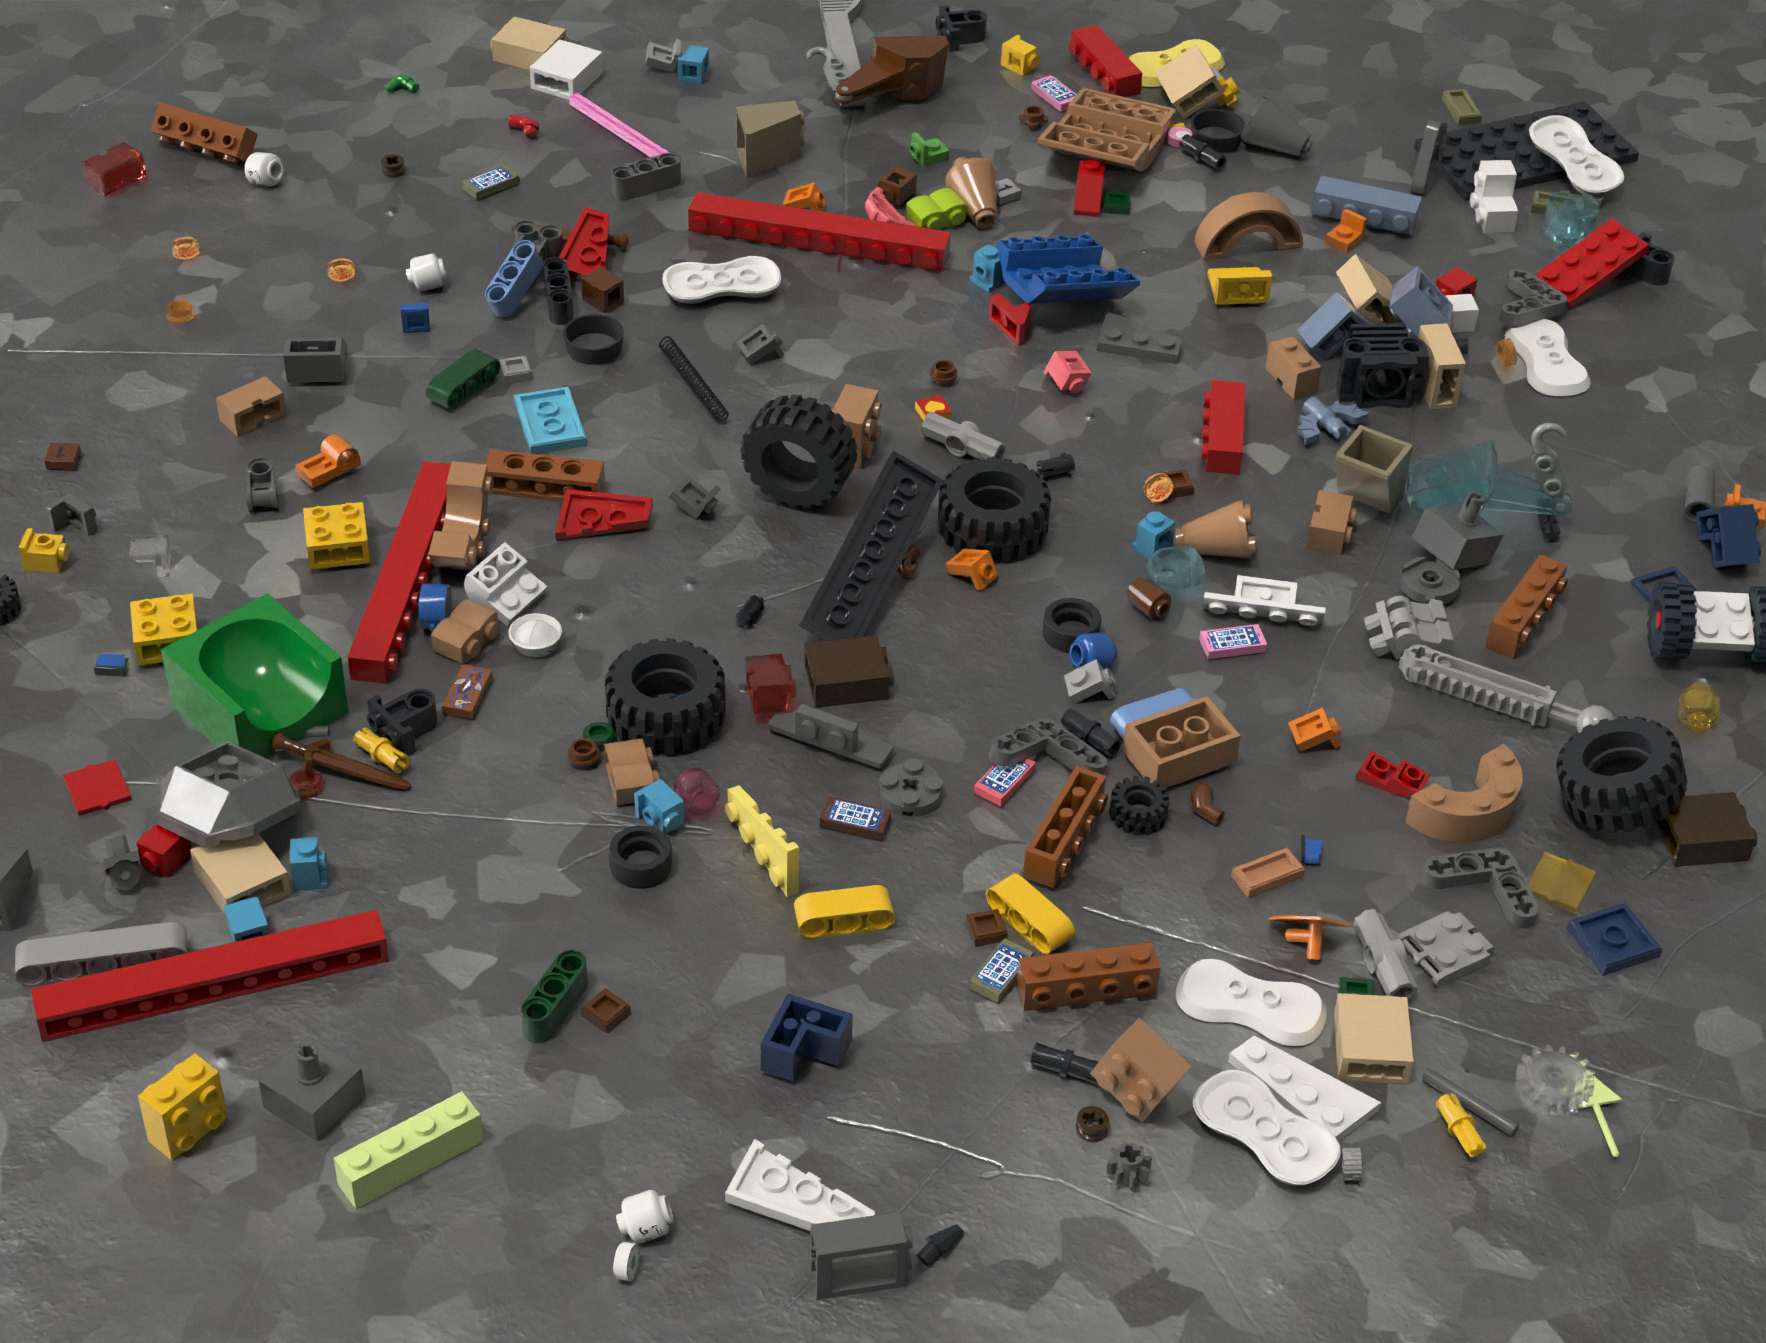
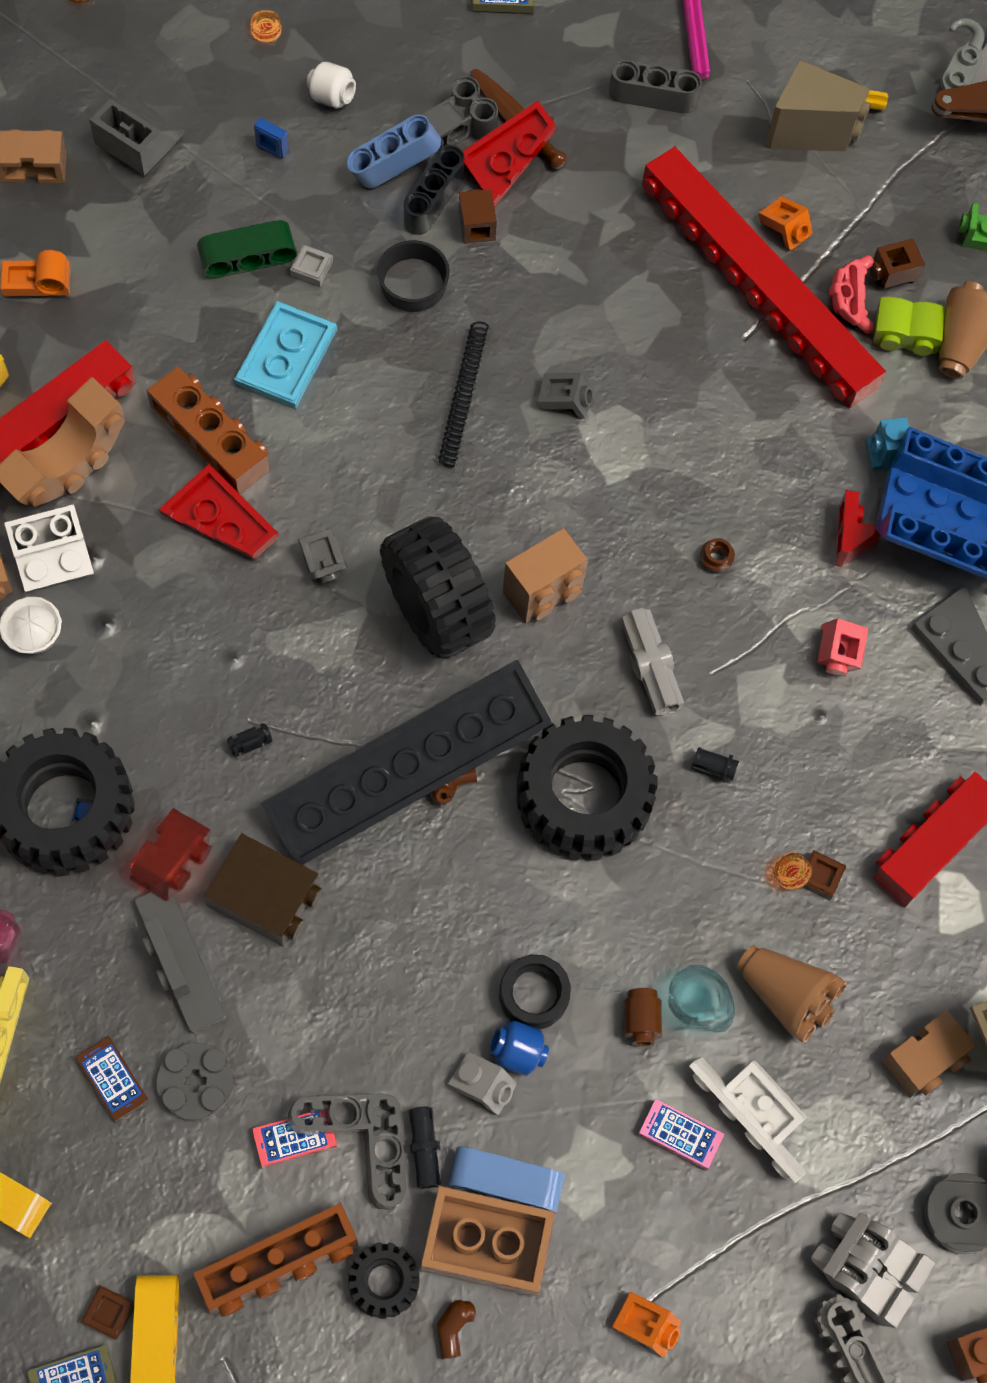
camera: 35 degrees right, 25 degrees up
(741, 277) = (629, 288): white plate -> none
(934, 404) = (664, 597): tile -> none
(975, 564) = (507, 842): orange bracket -> none
(1153, 534) = (722, 937): dark azure brick -> none

